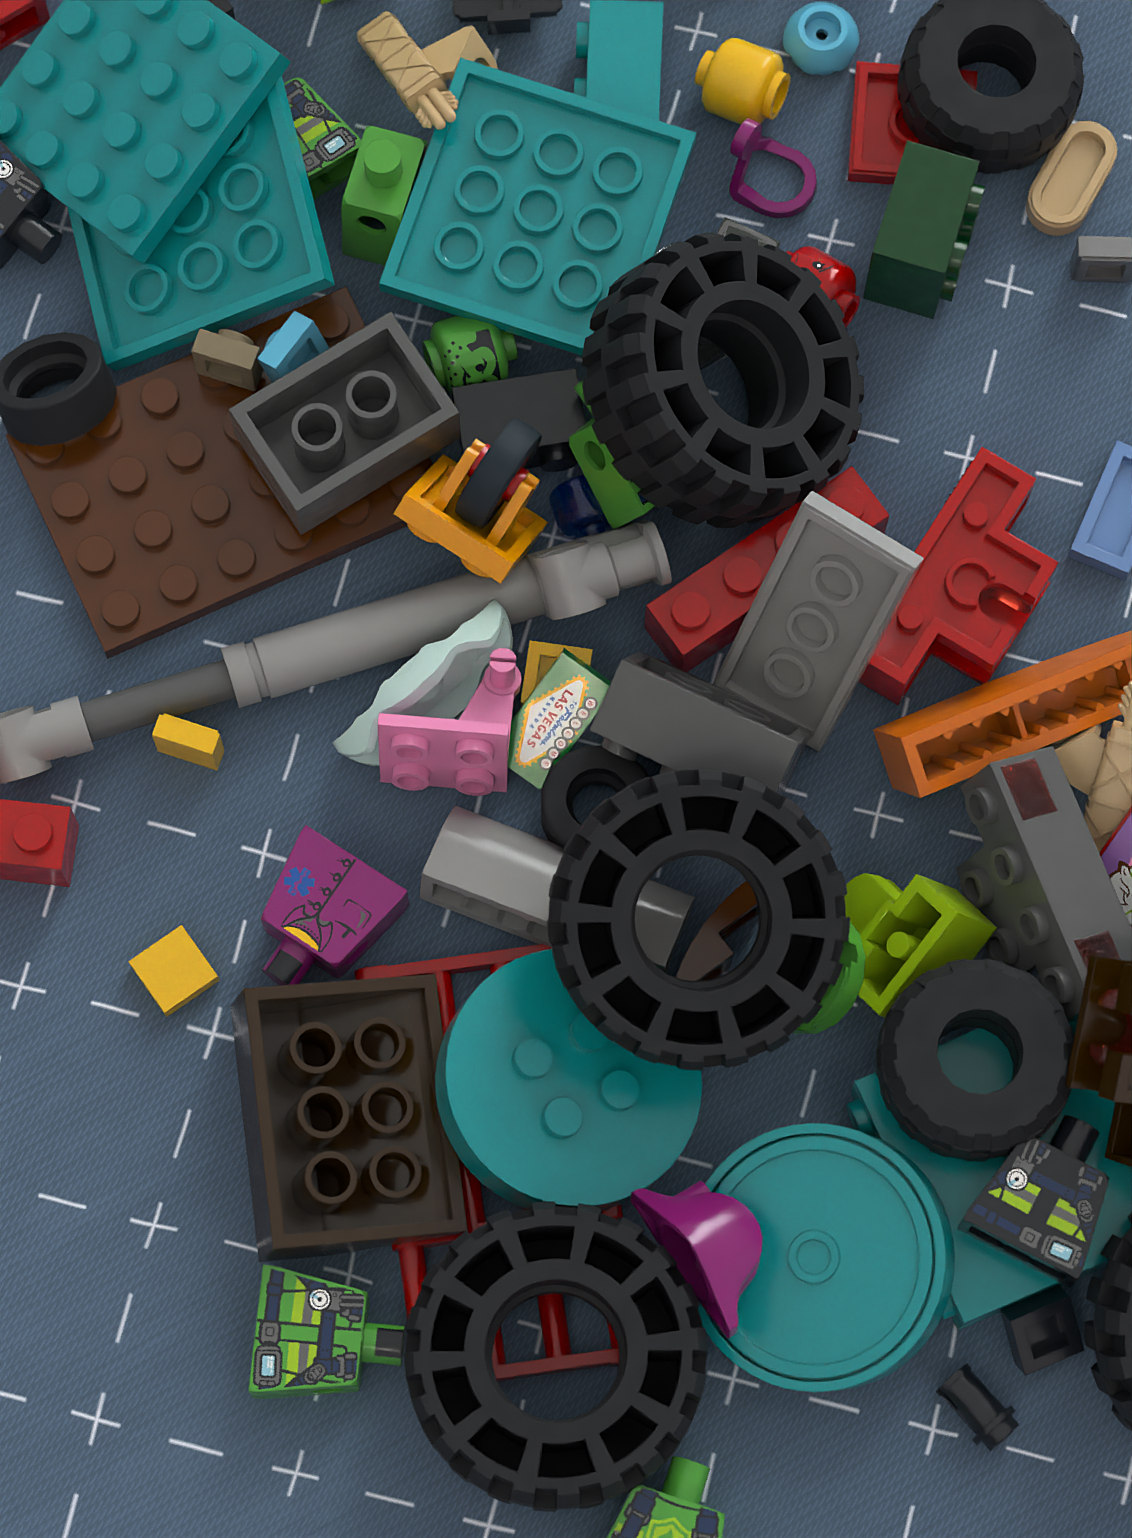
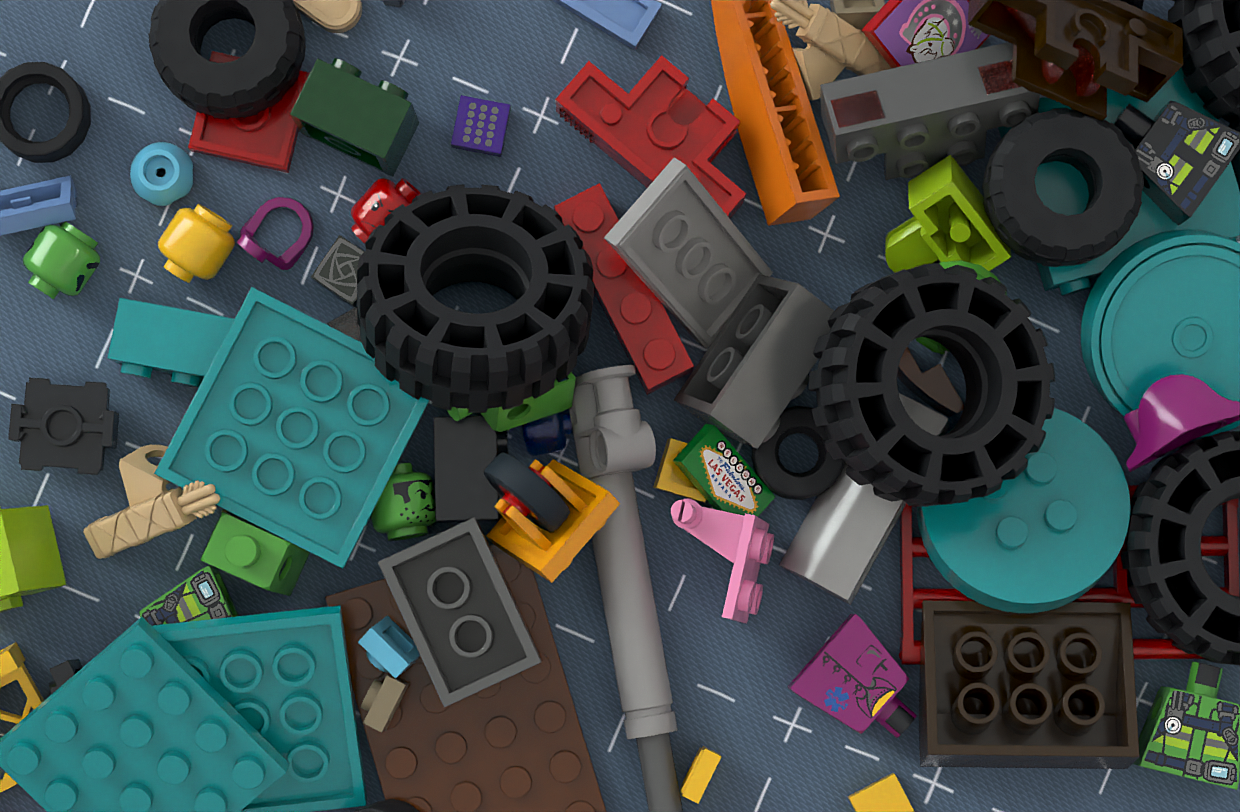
camera: 85 degrees left, 10 degrees up
(433, 682) = (687, 571): light aqua piece -> none
(940, 386) = (480, 126): none -> dark purple tile

